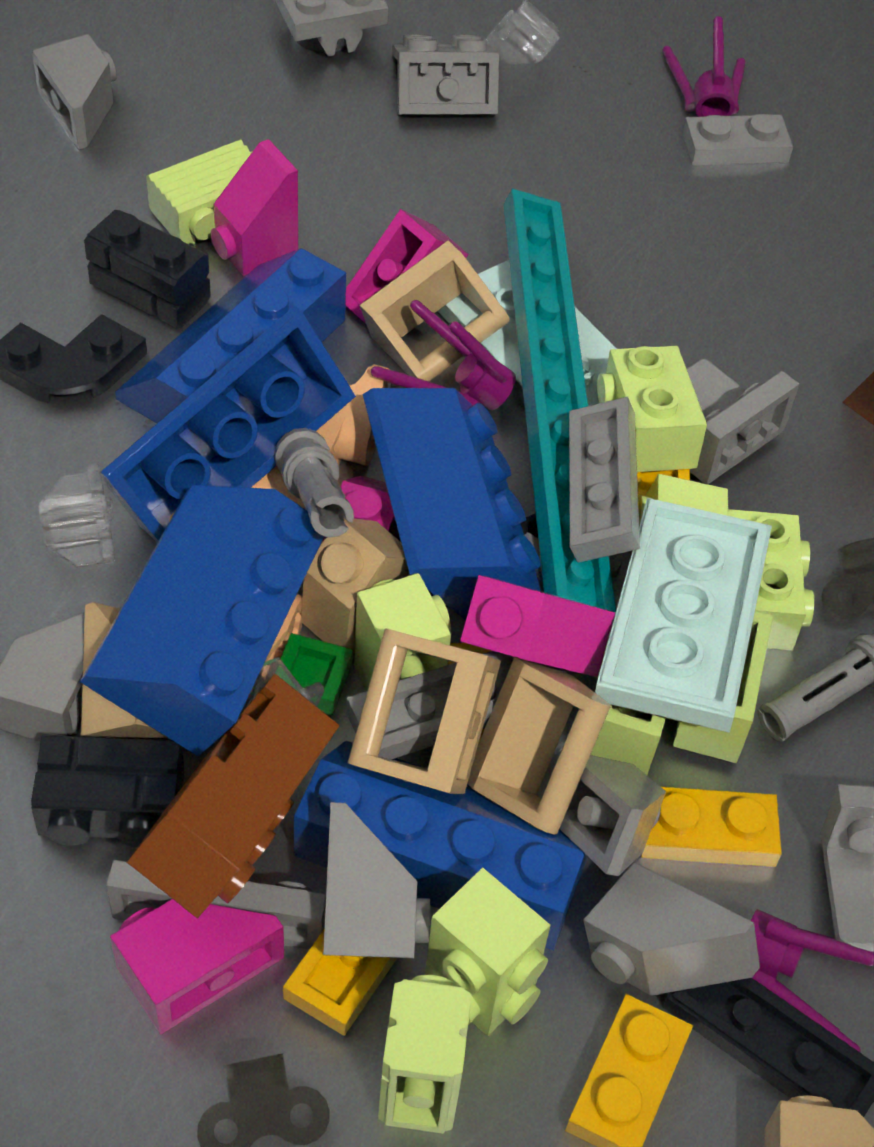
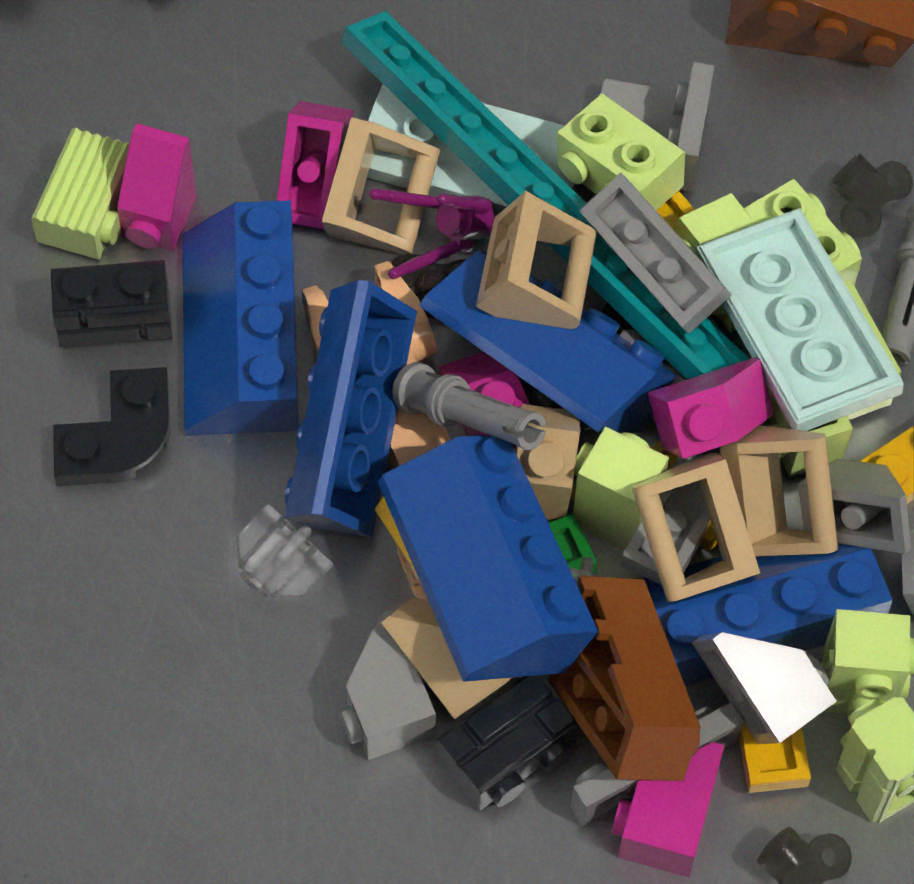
camera: 35 degrees left, 10 degrees up
(512, 384) = (509, 259): none -> tan tile

